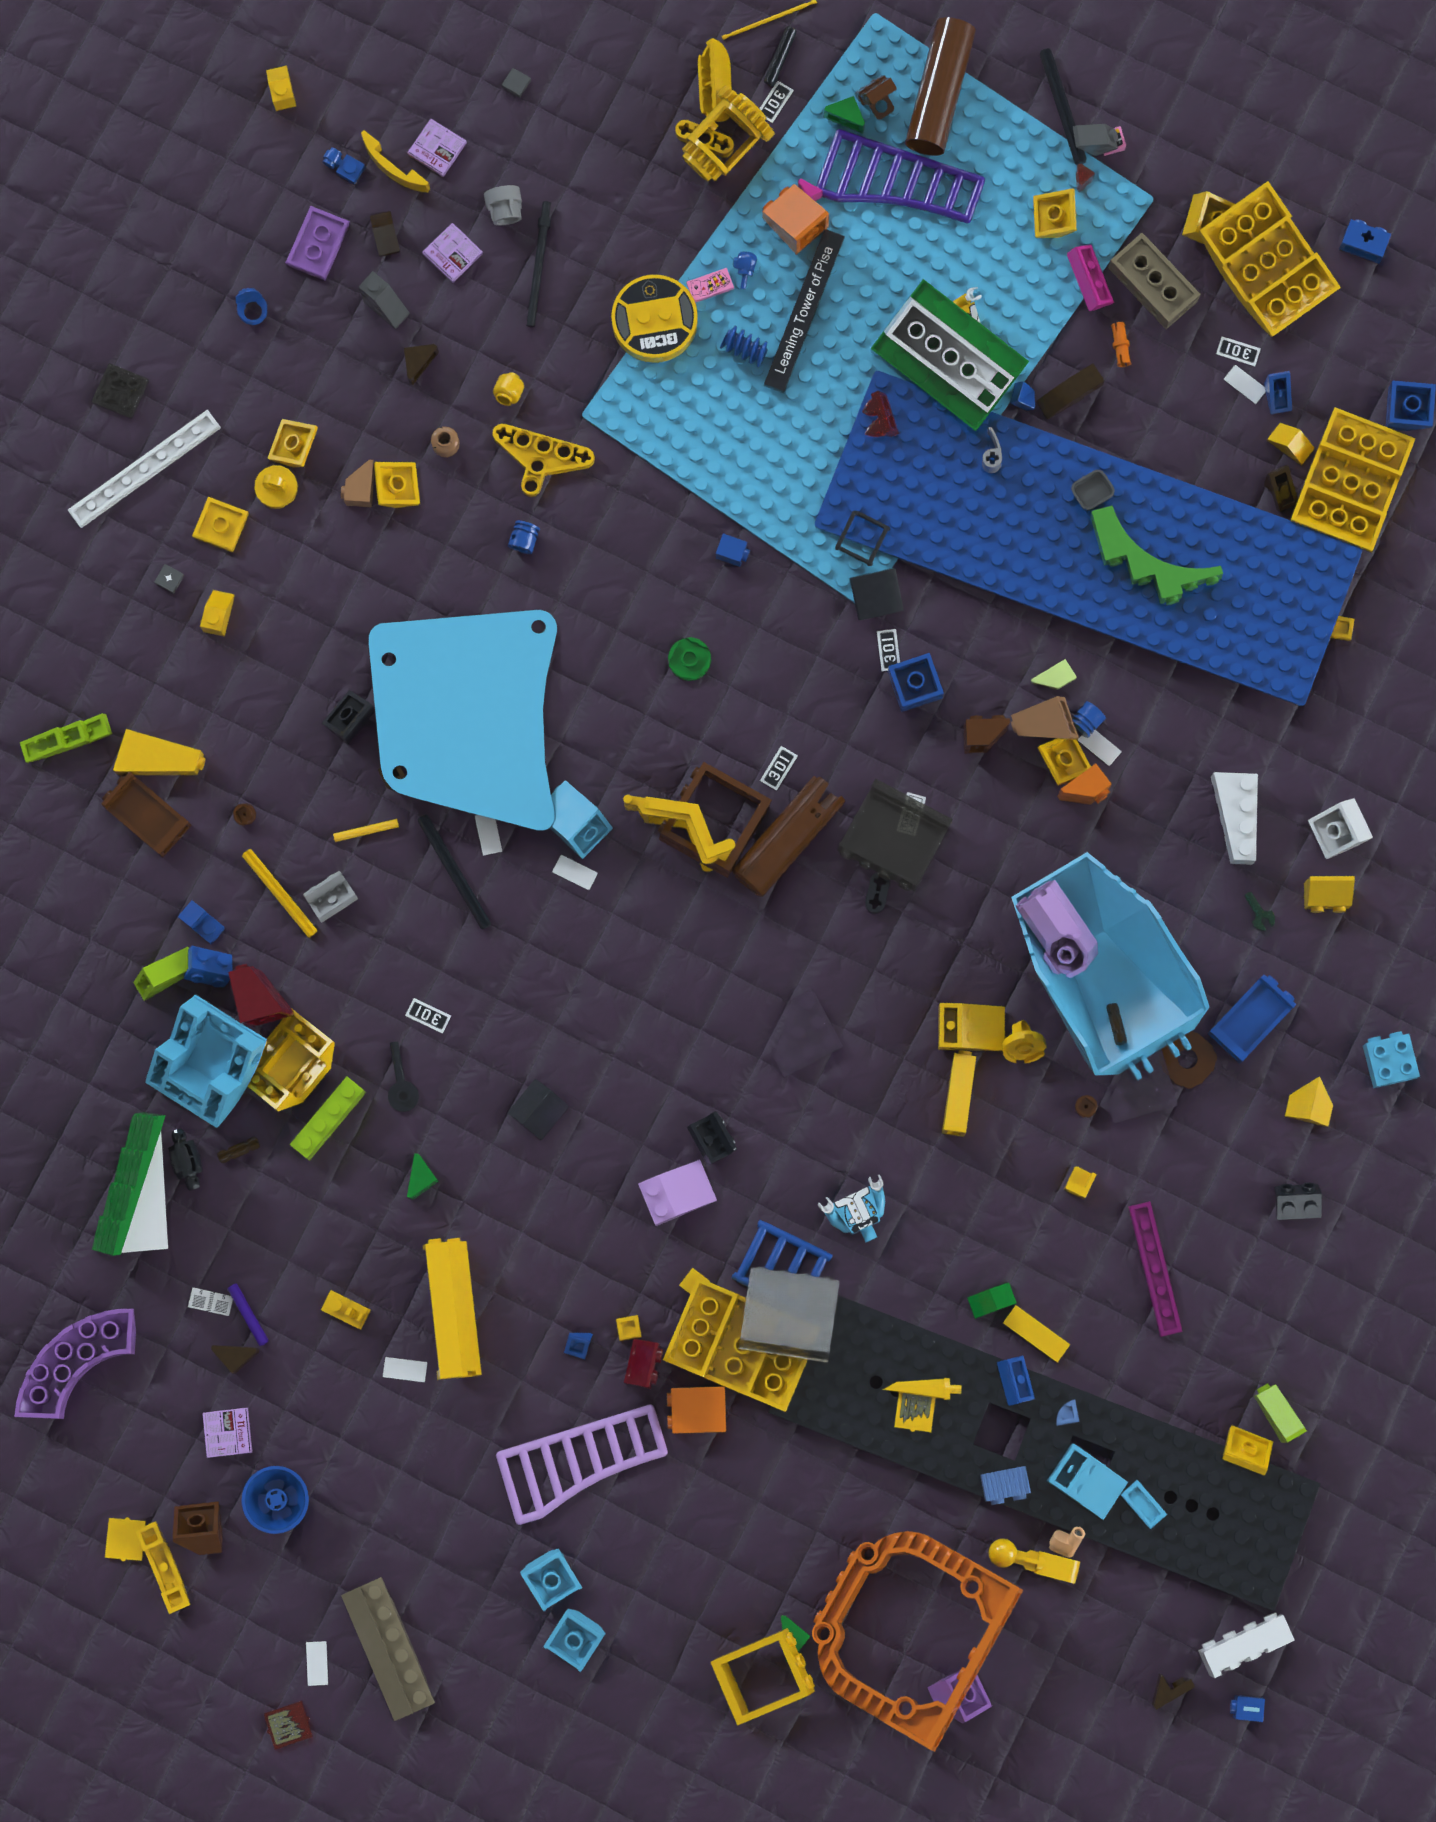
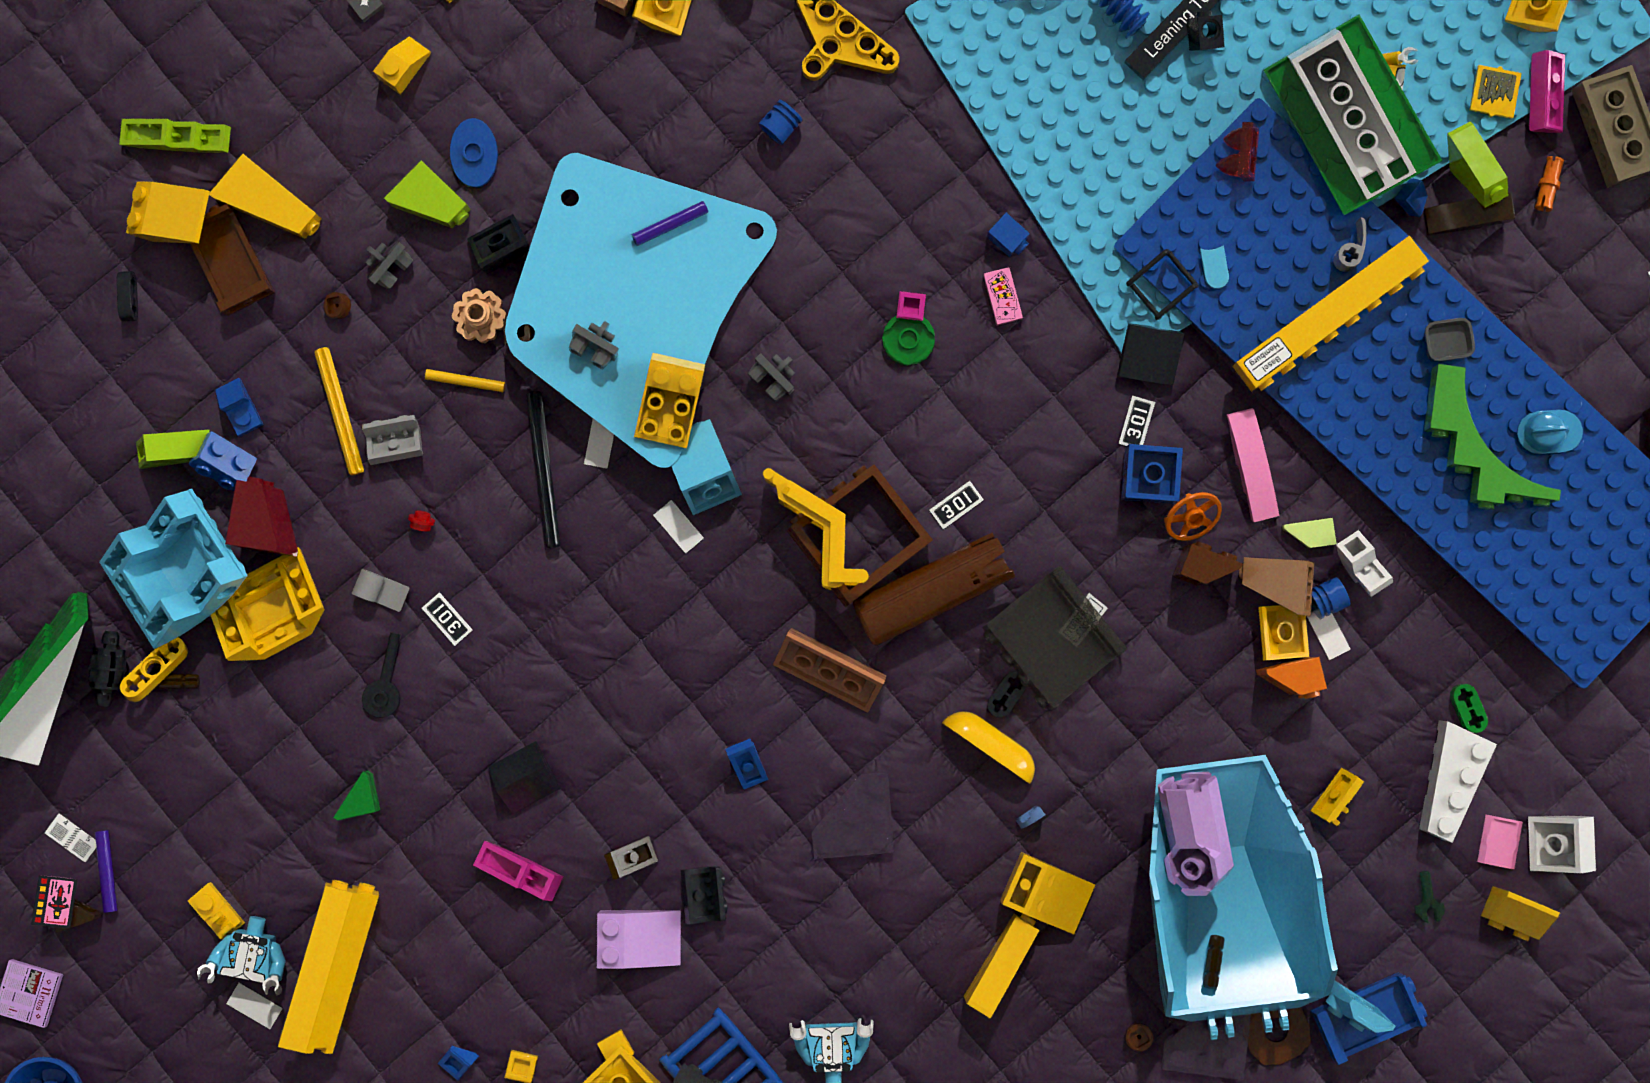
camera: 20 degrees right, 5 degrees up
(81, 873) = (127, 296): none -> black beam
(88, 796) = (167, 212): none -> yellow slope
(221, 1349) = (54, 901): none -> piece
(222, 1154) = (153, 680): none -> yellow beam
(273, 757) = (396, 254): none -> dark grey hips
(280, 704) = (428, 197): none -> lime slope
(299, 657) = (474, 153): none -> blue piece
(328, 1118) = (284, 689): lime brick -> none
(356, 776) = (479, 315): none -> light nougat plant
(369, 1014) = (380, 590): none -> light grey panel
(378, 948) = (421, 521): none -> red plate
(385, 1330) = (248, 956): none -> torso
(455, 754) = (604, 350): none -> dark grey hips
(472, 647) = (669, 223): none -> dark purple piece
(530, 777) = (669, 400): none -> yellow slope
(563, 1180) = (518, 871): none -> dark pink slope
(607, 732) = (764, 367): none -> dark grey hips
(645, 1133) = (630, 857): none -> slope
(681, 633) = (911, 306): none -> dark pink slope
(702, 1026) = (746, 763): none -> blue slope
(735, 931) = (829, 670): none -> nougat slope
(747, 597) = (1002, 296): none -> bright pink tile
(823, 338) = (1215, 34): none -> black brick
(882, 934) = (993, 743): none -> yellow brick
(897, 509) = (1215, 267): none -> medium azure piece
(935, 974) = (1030, 817): none -> medium blue tile
(960, 700) = (1194, 516): none -> orange wheel
(988, 644) = (1253, 465): none -> bright pink slope
(996, 508) = (1331, 313): none -> yellow brick
(1023, 1044) = (1099, 937): yellow tile -> none
(1051, 293) = (1495, 91): none -> piece
(1058, 353) = (1476, 165): none -> lime slope
(1101, 683) = (1361, 563): none -> white brick
(1157, 863) = (1337, 796): none -> yellow plate
(1197, 526) = (1550, 431): none -> dark azure piece
(1231, 753) = (1474, 705): none -> green beam
(1235, 1013) = (1359, 1011): none -> medium azure slope
(1295, 847) = (1500, 842): none -> bright pink piece

